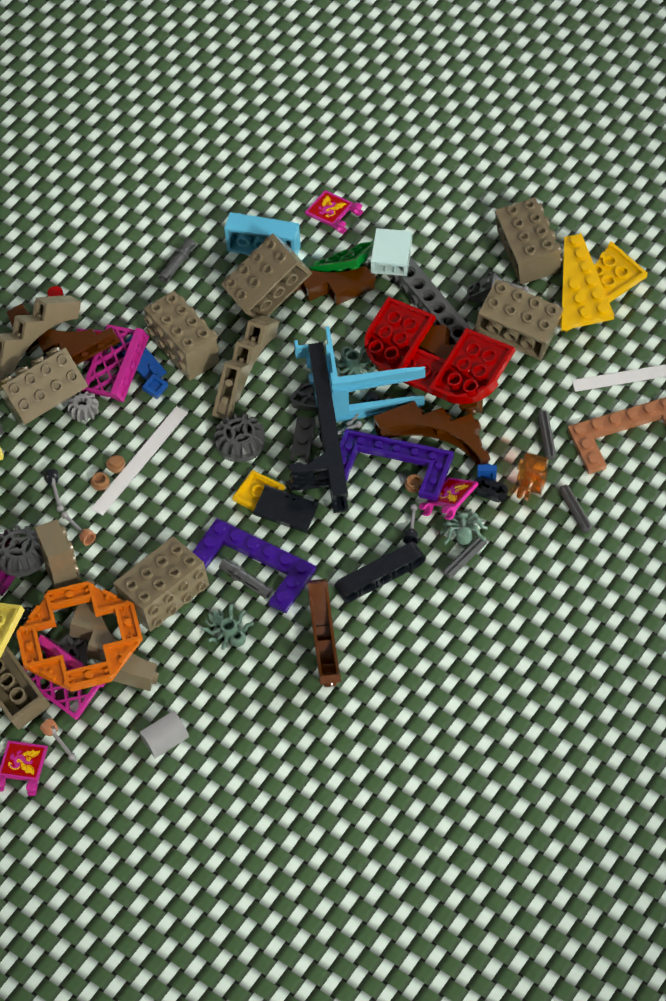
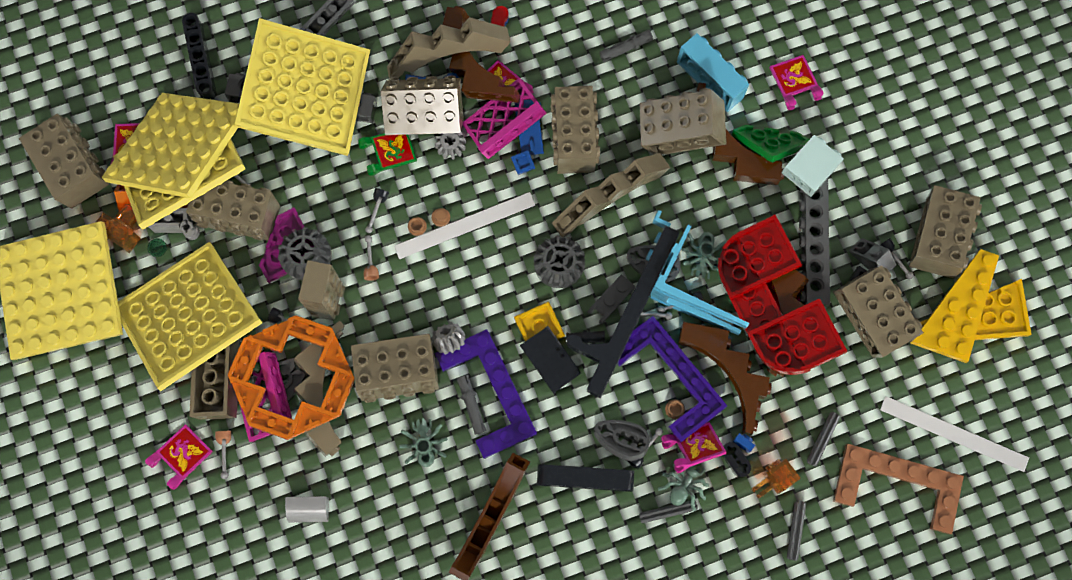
camera: 30 degrees right, 20 degrees up
(35, 441) = (390, 151): none -> flag
(192, 537) = (448, 338): none -> light grey gear
(388, 526) = (621, 449): none -> dark grey piece

